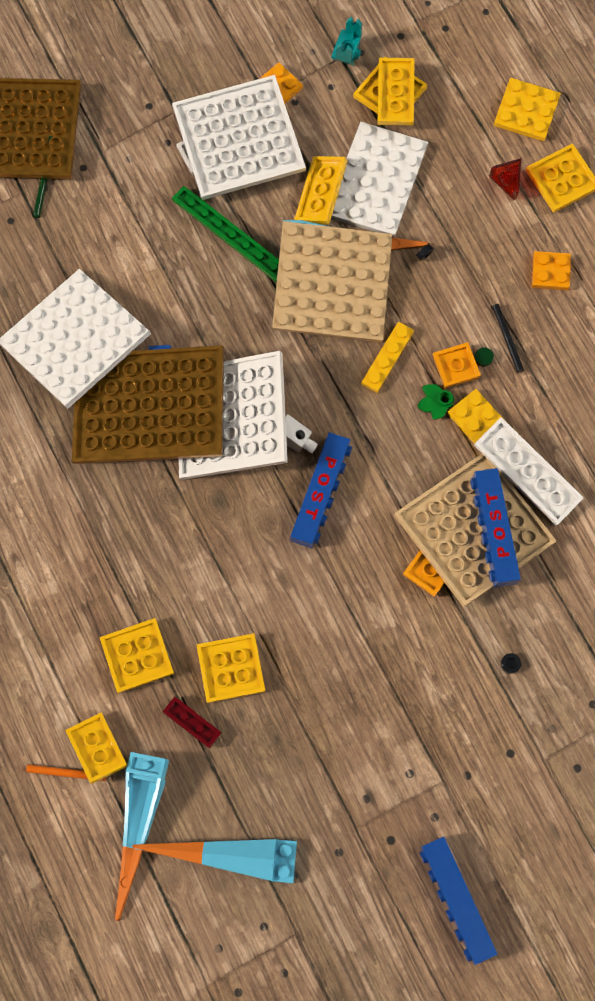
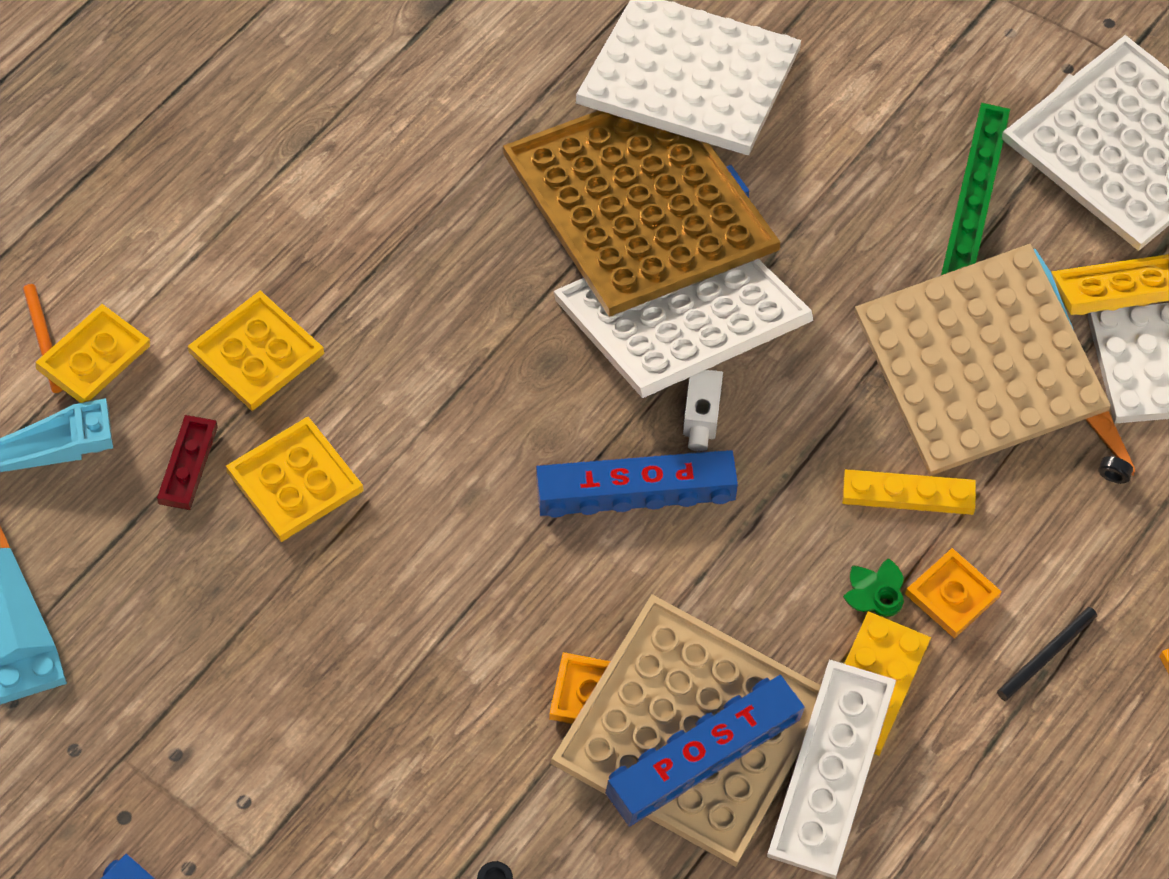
camera: 60 degrees right, 15 degrees down
(484, 357) = (993, 631): dark green tile -> none

